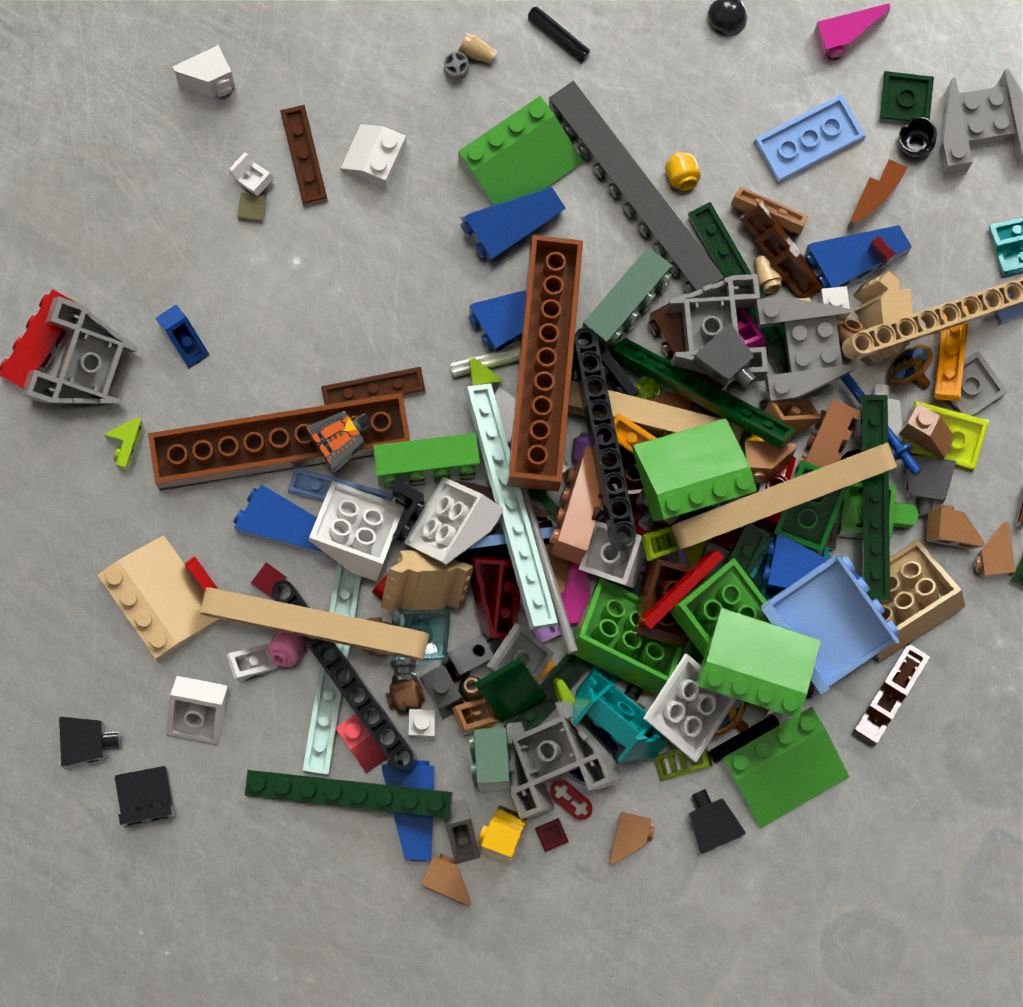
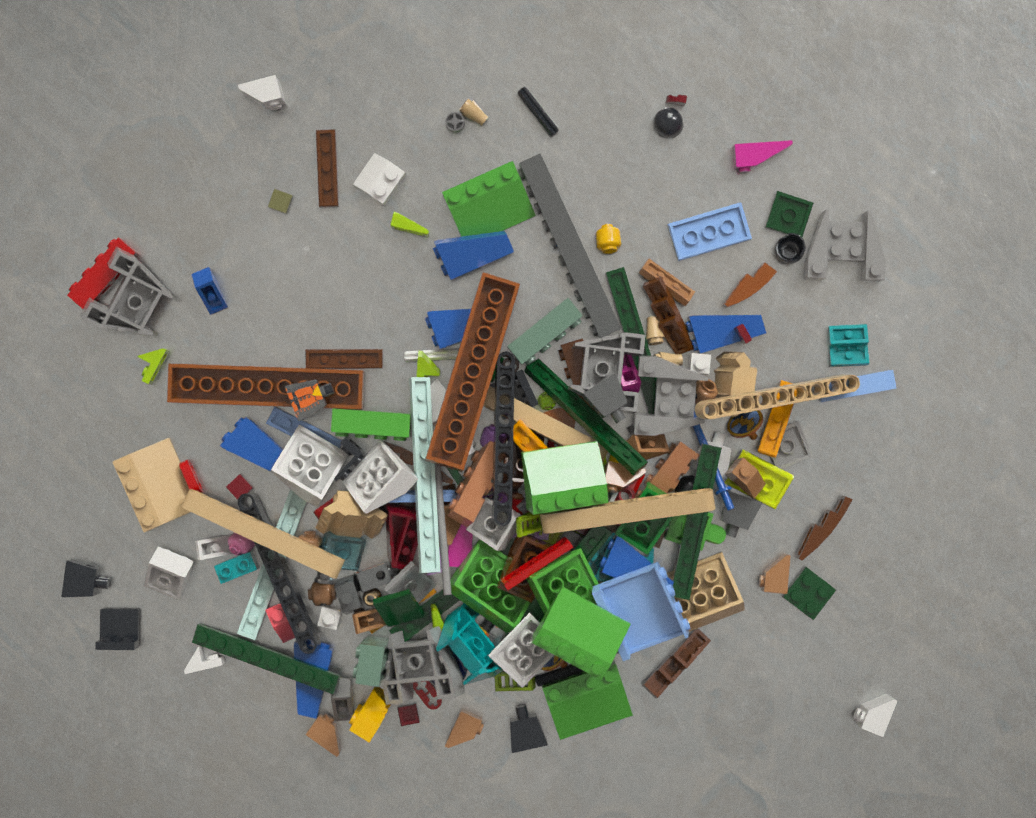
camera: 15 degrees right, 10 degrees up
(250, 174) = (283, 177): white bracket -> none
(258, 821) = (199, 663): none -> white slope
(285, 682) = (236, 567): none -> teal brick
(419, 204) = (404, 224): none -> lime slope
(952, 528) = (747, 551): medium nougat slope -> none

